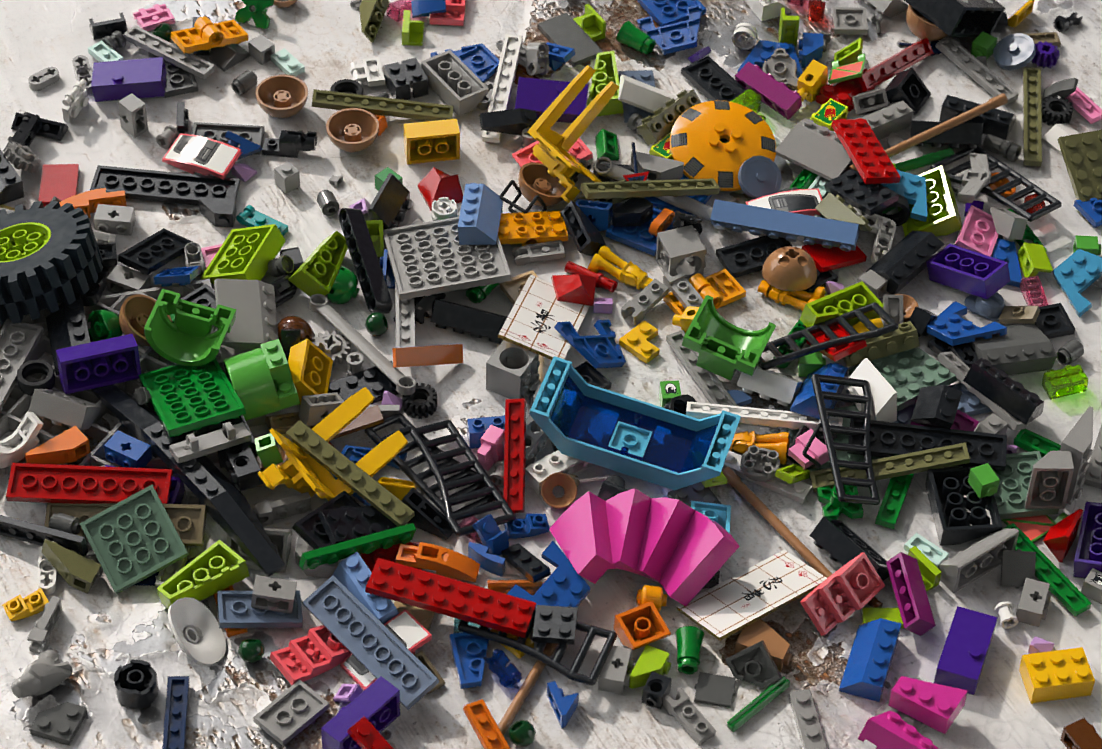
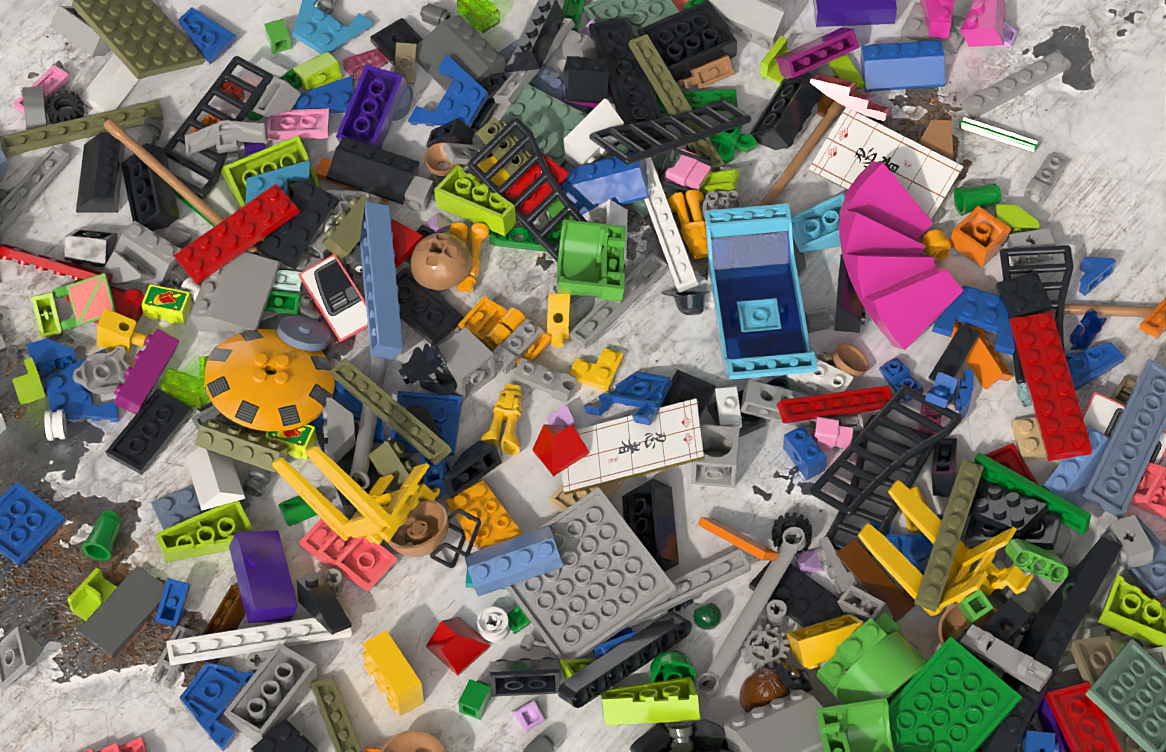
camera: 110 degrees left, 10 degrees up
(282, 500) = (1036, 560): none -> bright green beam
(440, 559) = (998, 429): orange slope -> none
(522, 733) = (1147, 290): dark green piece -> none
(537, 57) = (194, 618): light grey piece -> none
(538, 252) = (514, 505): light grey hinge -> none
(601, 280) = (529, 436): red pin -> none
(637, 176) = (368, 439): piece -> none
(655, 690) = (1037, 206): black brick -> none
(661, 222) = (423, 396): orange beam -> none
(668, 390) = (666, 315): bright green brick -> none
(674, 36) = (80, 496): blue wing -> none
(699, 54) = (103, 462): dark purple tile -> none
(714, 689) = (1001, 171): dark grey piece -> none
(740, 397) = (633, 260): medium blue tile -> none
(754, 665) = (966, 139): dark grey plate -> none
(923, 513) = (708, 73): none -> medium nougat plate
(930, 550) = (751, 61): light aqua plate -> none
(983, 480) = (667, 19): bright green brick -> none

